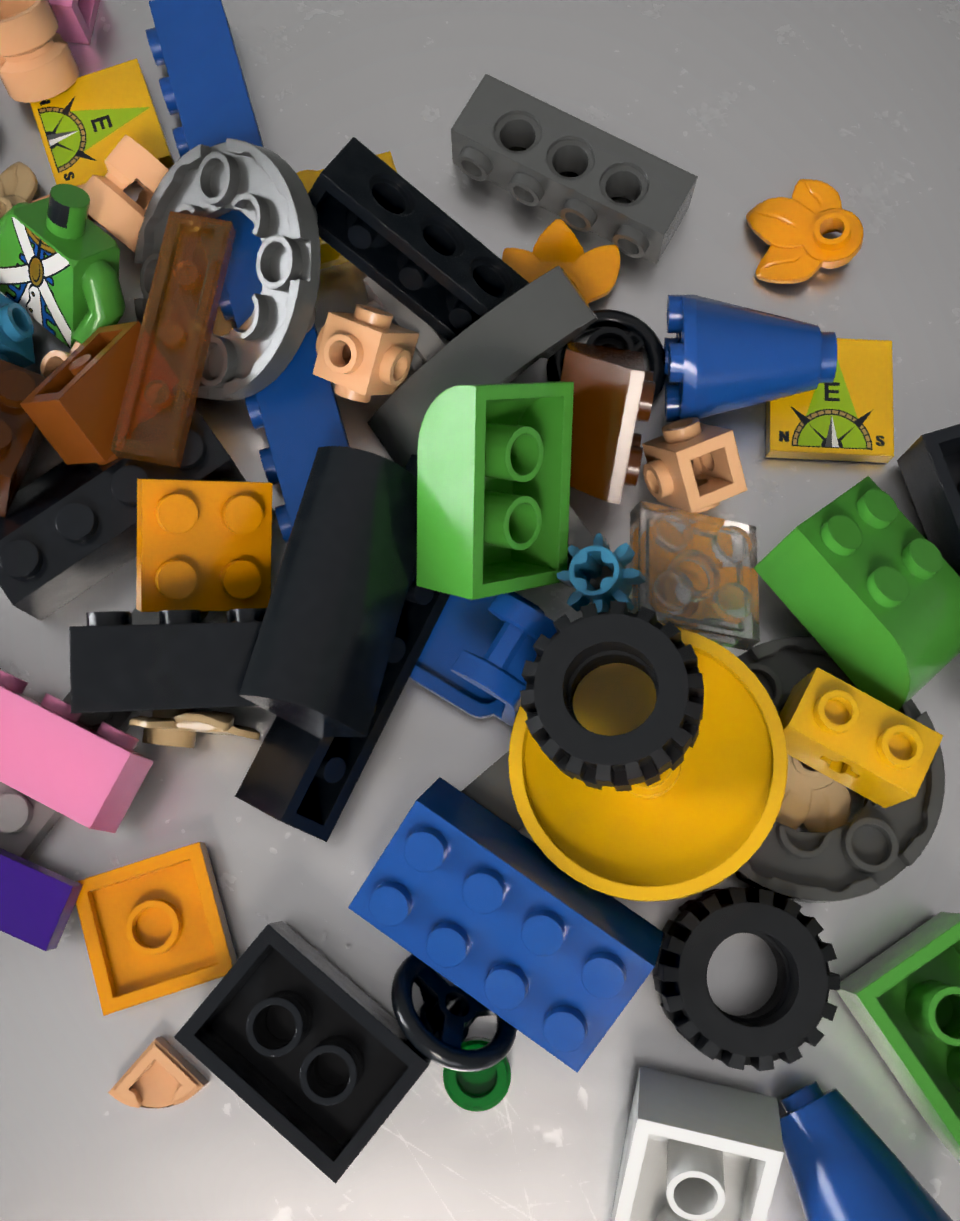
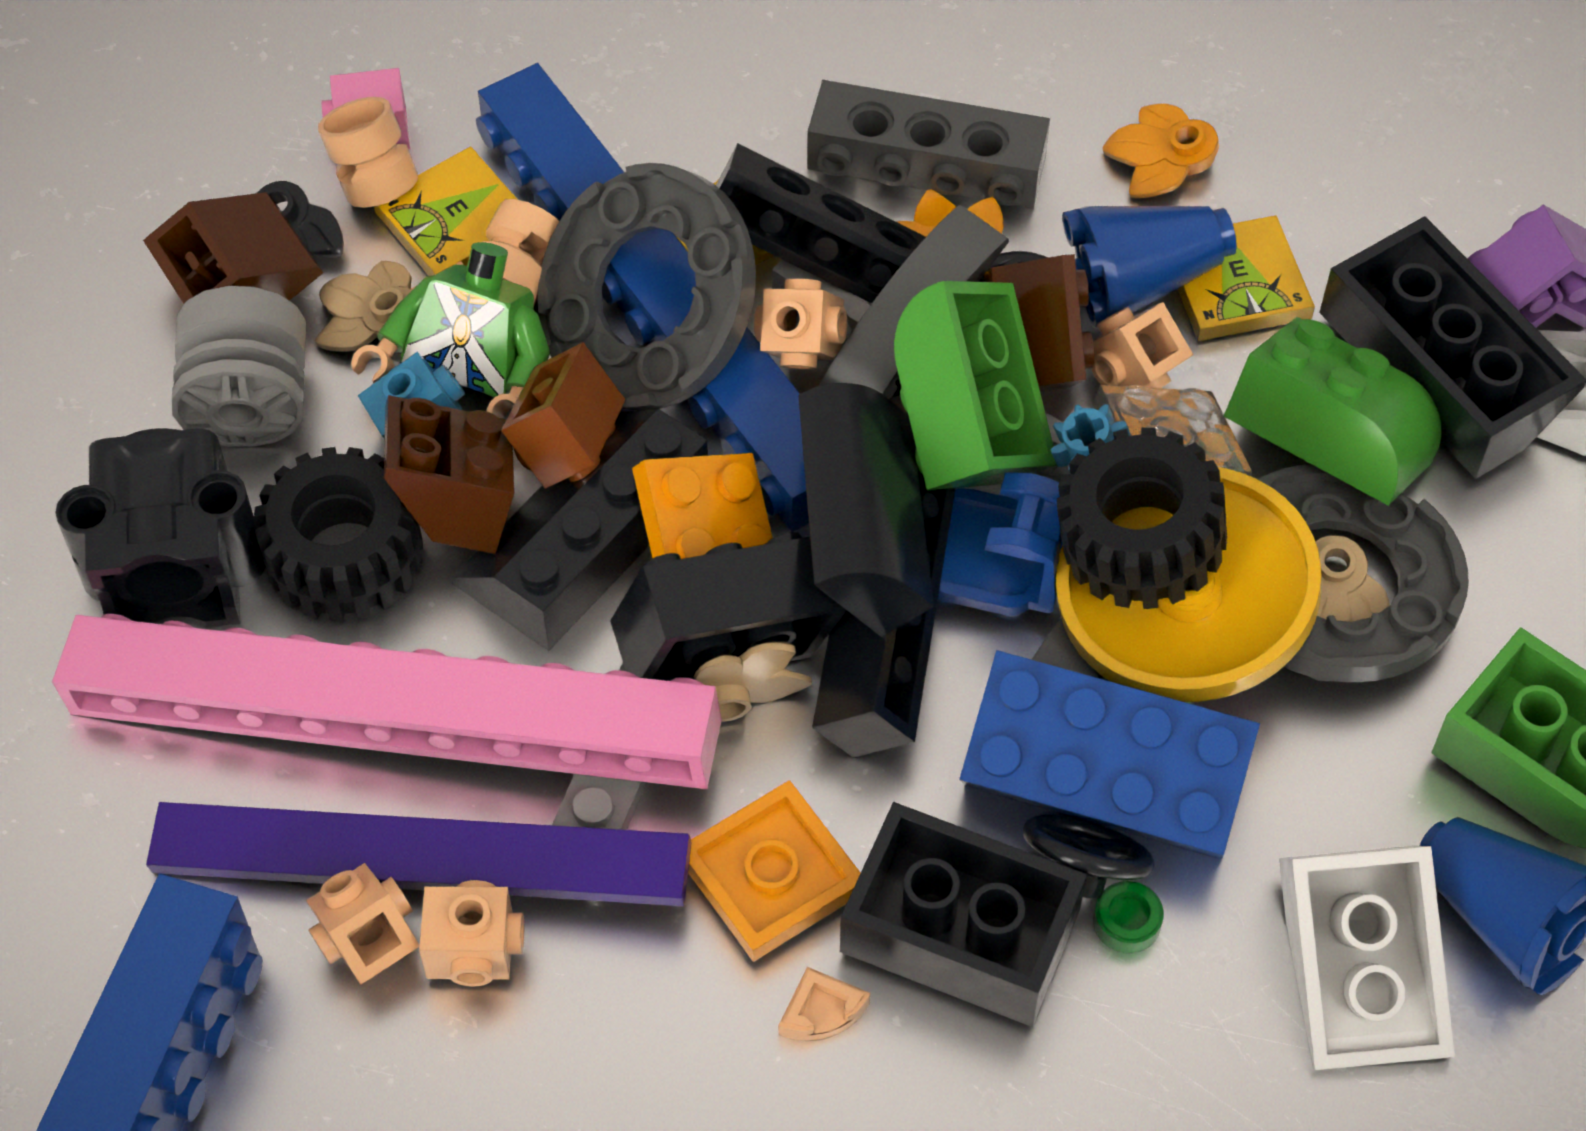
camera: 20 degrees left, 20 degrees down
(174, 340) = (623, 350): clear orange tile -> none
(800, 988) = (1353, 705): black tyre -> none
(857, 739) = (1369, 517): yellow brick -> none

